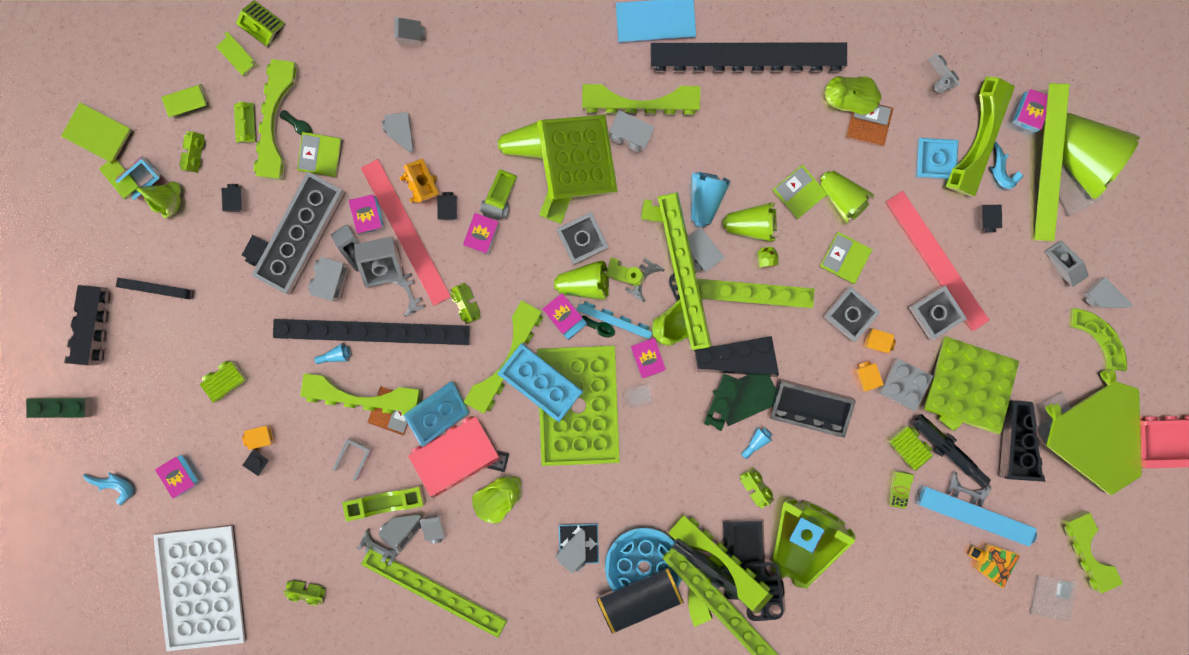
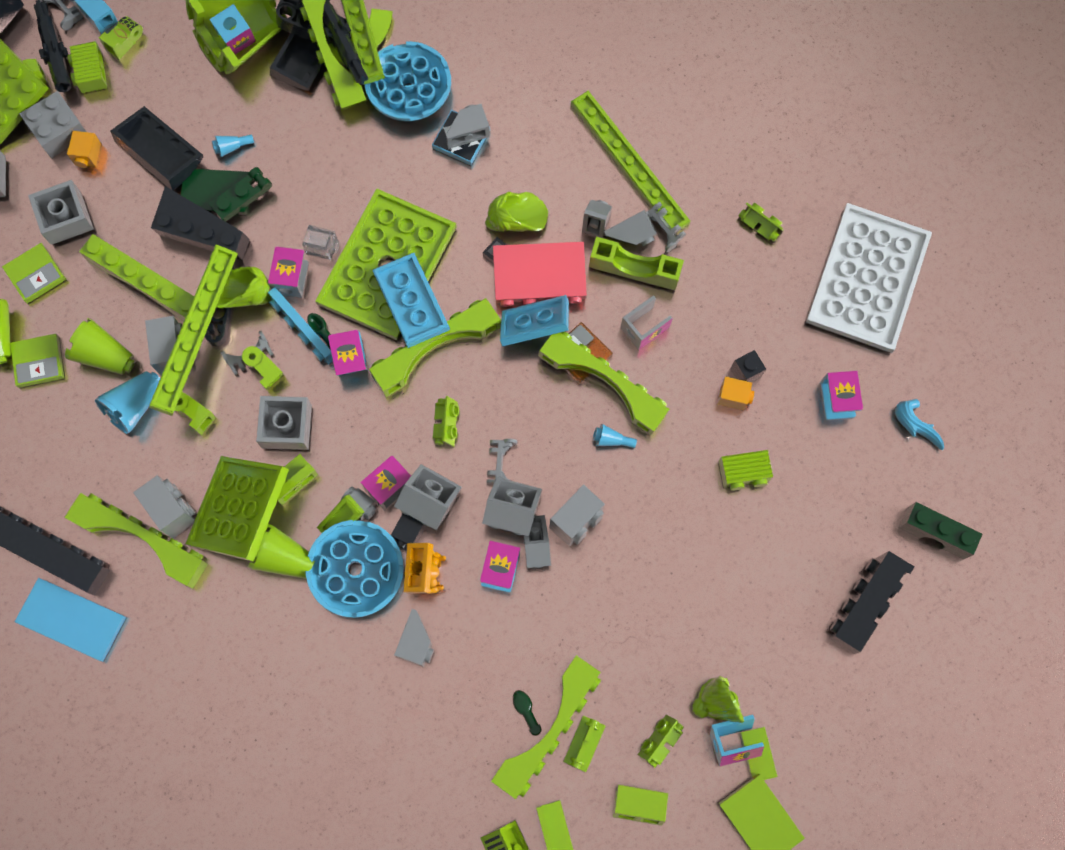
camera: 150 degrees left, 15 degrees down
(153, 288) = (776, 607): black beam -> none
(233, 198) = (639, 661): black brick -> none
(254, 250) = (641, 590): black brick -> none
(298, 233) = (584, 584): light grey brick -> none
(319, 154) = (518, 662): lime tile -> none
(372, 331) = (559, 440): black brick -> none
(405, 232) = (469, 530): coral tile -> none
(408, 31) = (343, 748): light grey slope -> none
(443, 236) = (427, 497): none -> light grey brick
(450, 156) = (349, 544): none -> medium azure brick
(584, 281) = (308, 378): lime cone -> none
(639, 600) = (427, 52): black slope -> none
(753, 479) = (255, 110): lime hinge -> none
(767, 257) = (109, 309): lime rock -> none
(880, 341) = (50, 173): light orange brick -> none

